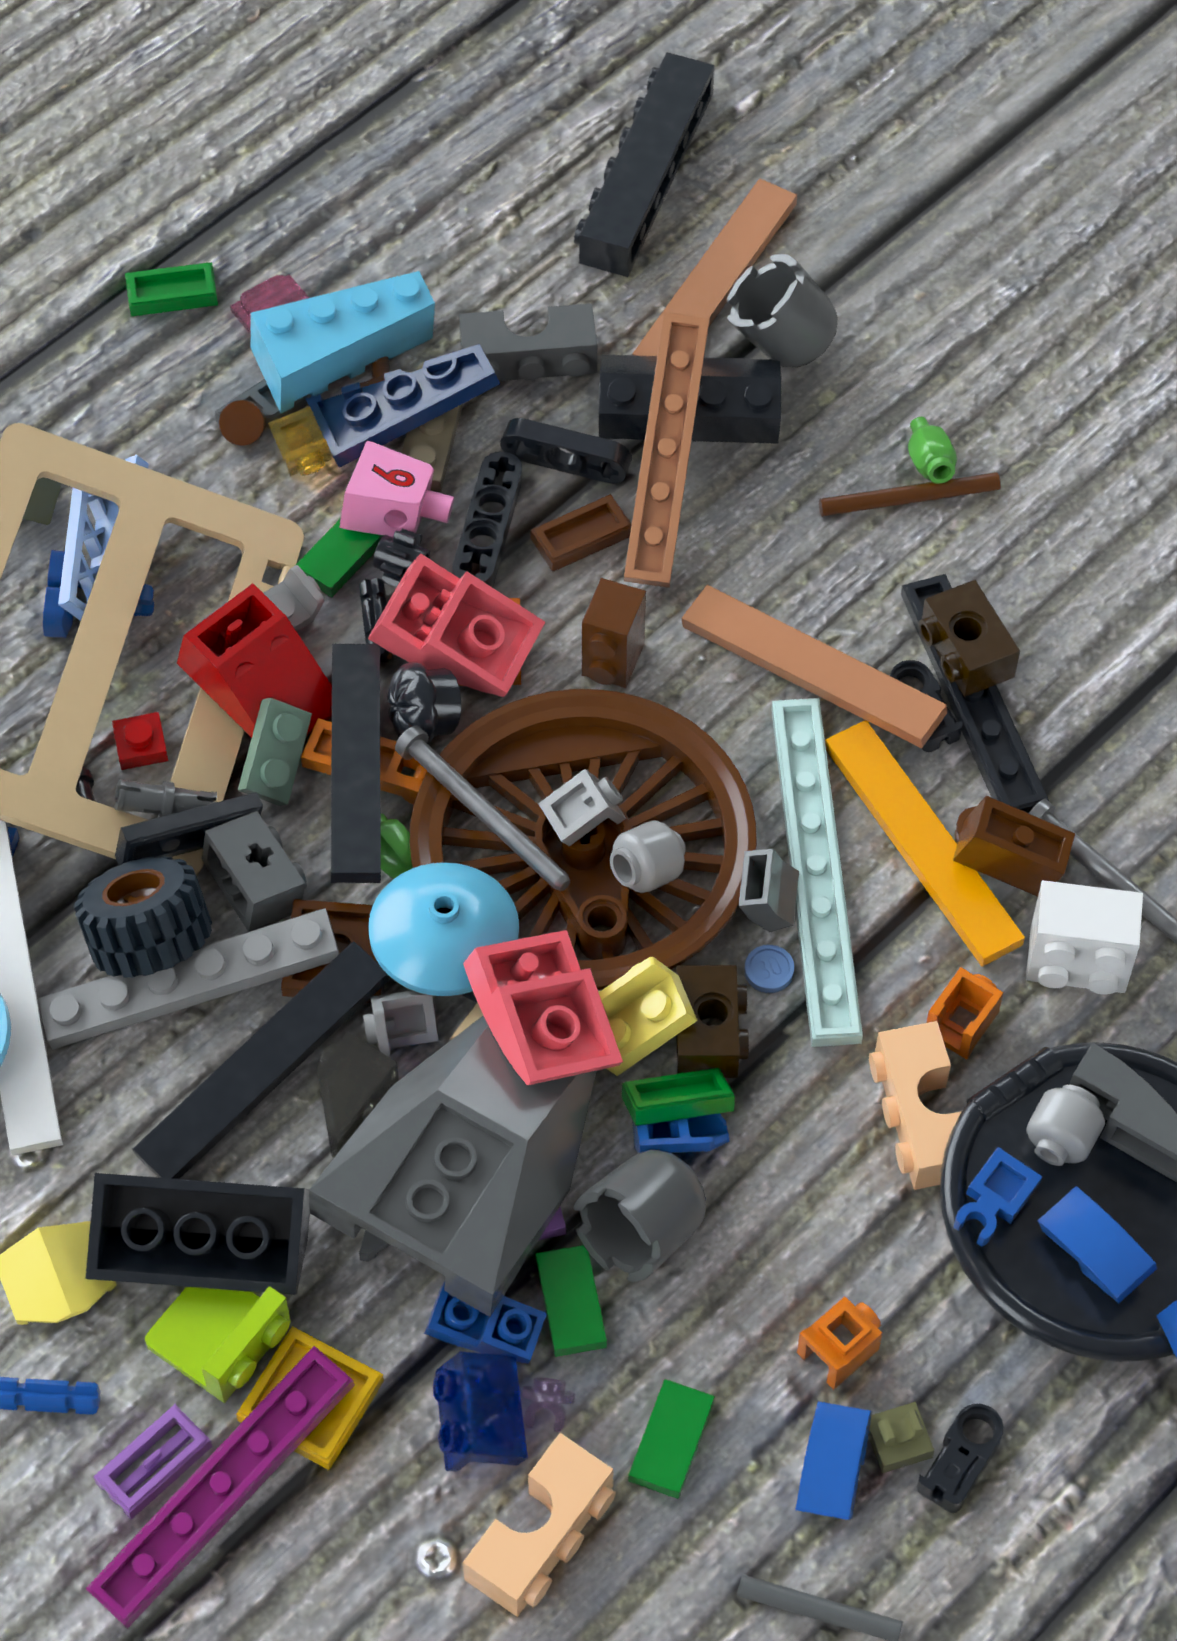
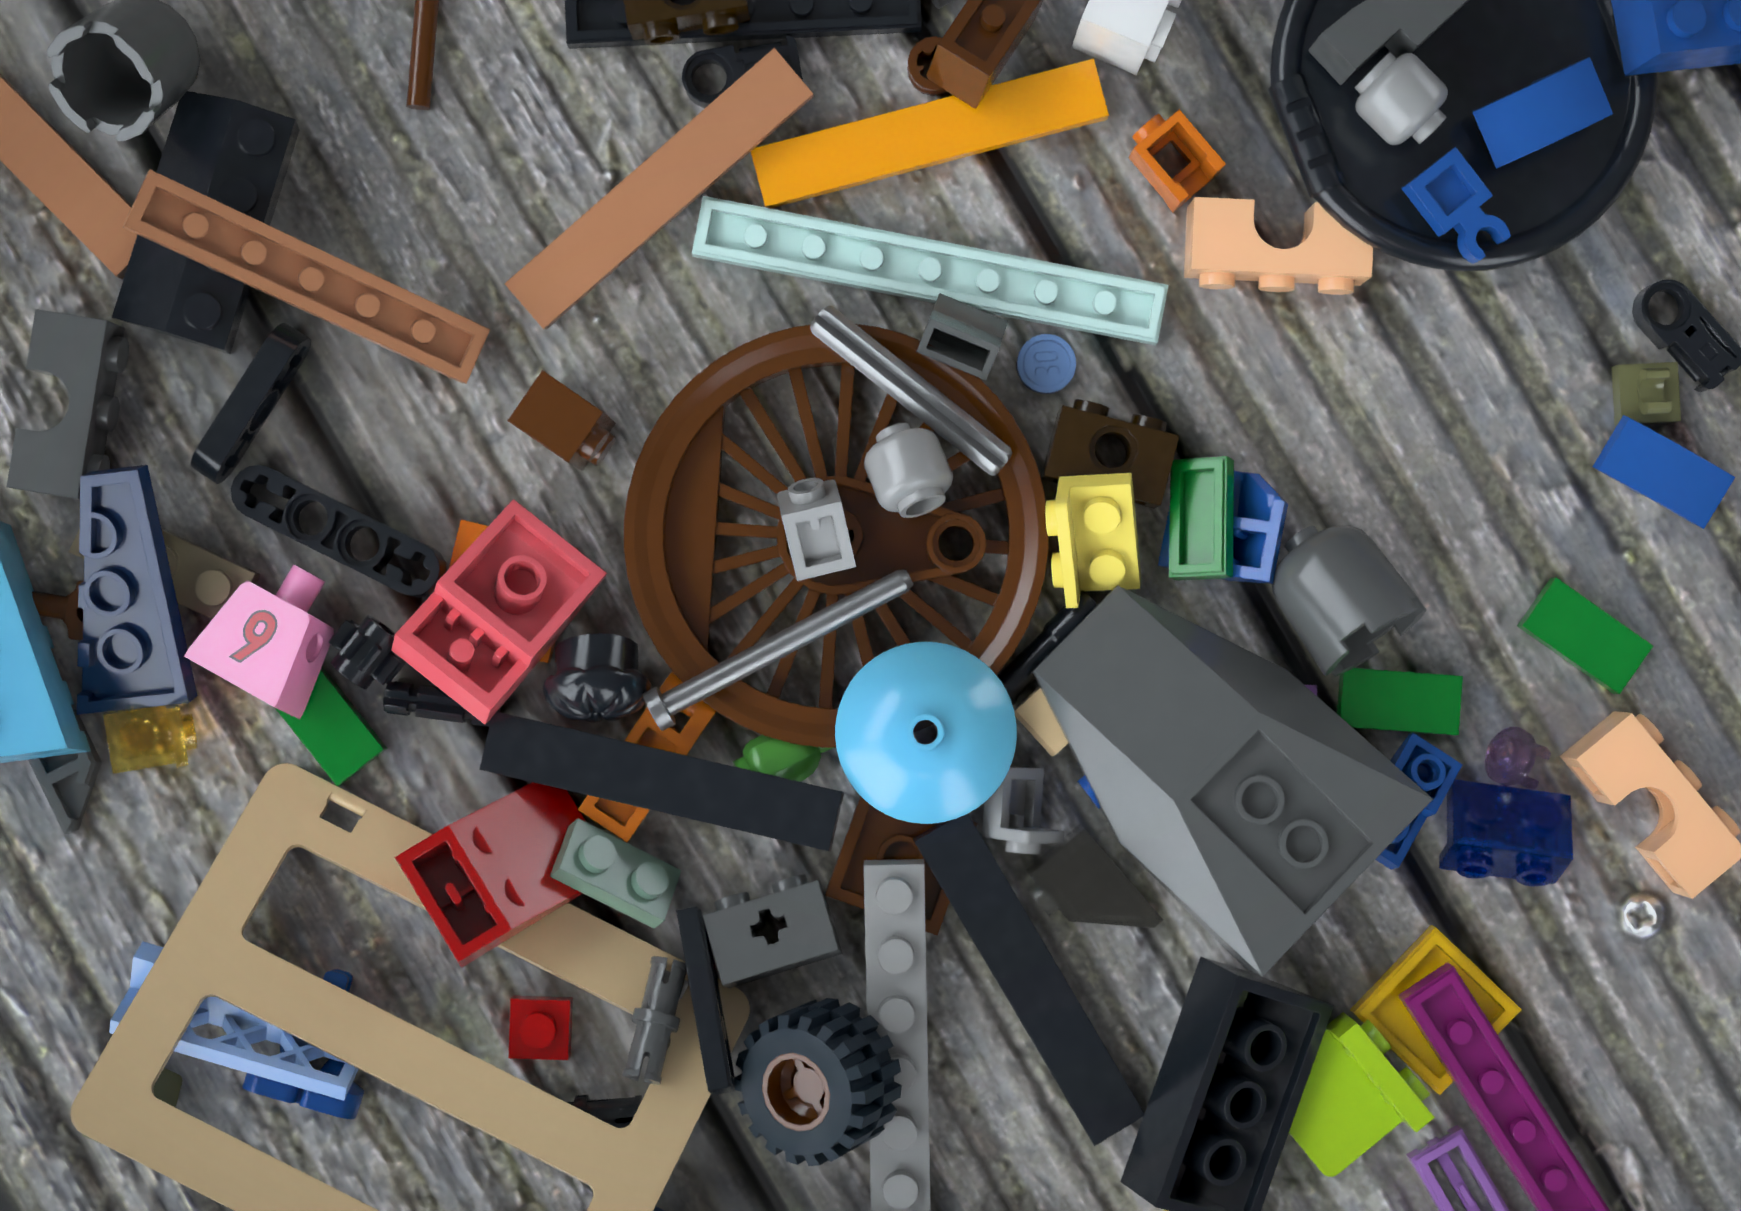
camera: 75 degrees left, 30 degrees up
(242, 422) = (94, 803): reddish brown tile -> none
(297, 597) = (398, 809): light grey bracket -> none
(542, 1007) = (1086, 649): coral slope -> none
(581, 532) = (375, 415): reddish brown tile -> none
(712, 852) = (910, 390): none -> flat silver axle
(842, 1358) = (1520, 447): orange window -> none

